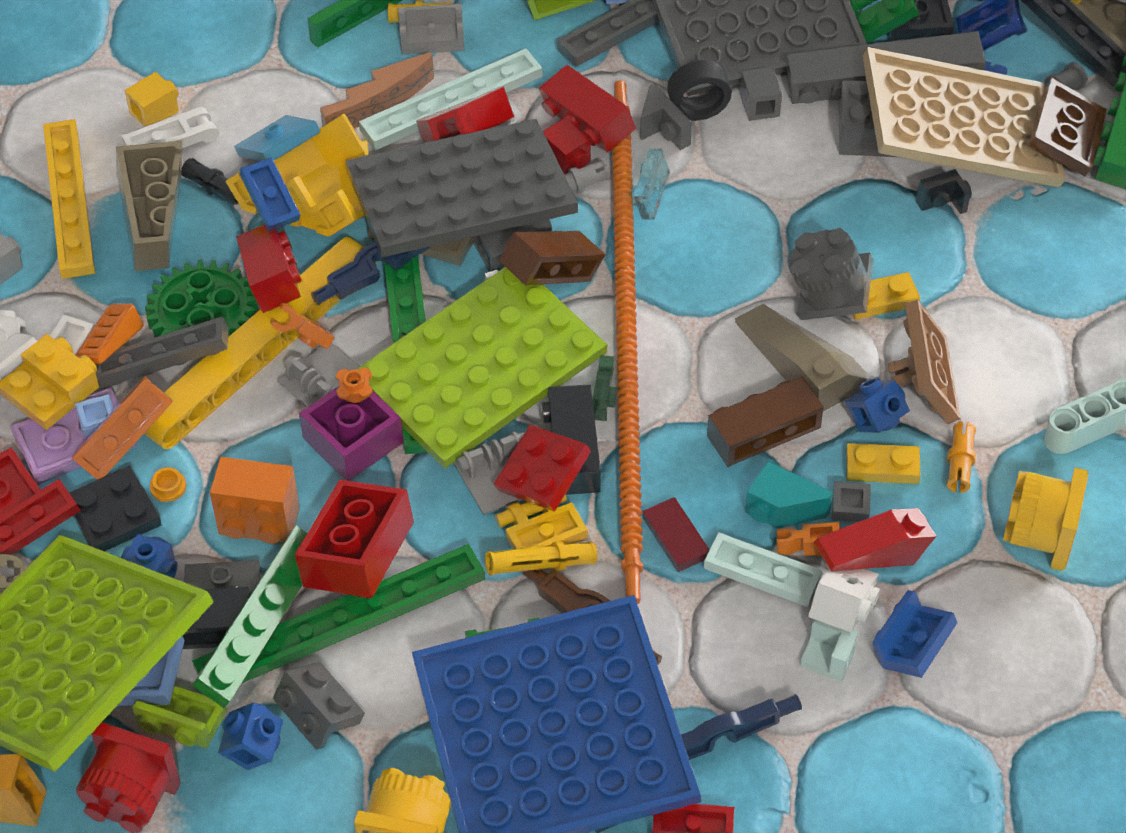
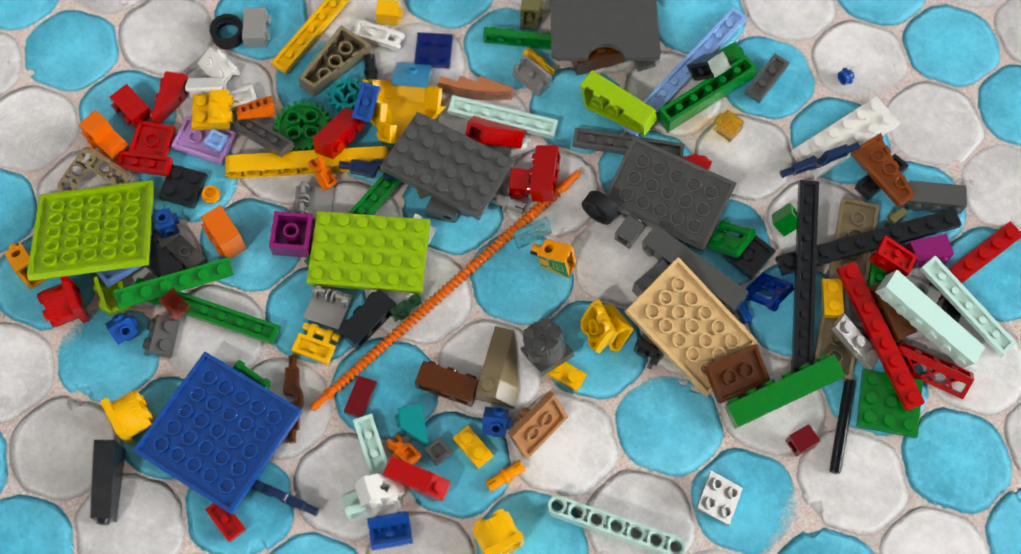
camera: 45 degrees right, 15 degrees up
(122, 428) = (213, 156): orange plate -> none
(216, 227) = (340, 92): none -> teal gear
(265, 98) = (434, 49): none -> clear blue plate
(295, 640) = (174, 304): none -> clear red panel
(354, 392) = (303, 224): orange plate -> none
(354, 538) = (238, 284): red brick -> none
(542, 467) = (335, 321): red plate -> none
(551, 257) = (444, 231): reddish brown brick -> none
(555, 556) = (304, 363): yellow pin -> none
(664, 116) = (573, 202): dark grey slope -> none
(715, 180) = (555, 256): none -> light orange torso
(869, 201) = (605, 327): none -> yellow piece
(1072, 76) = (770, 350): dark grey bush -> none

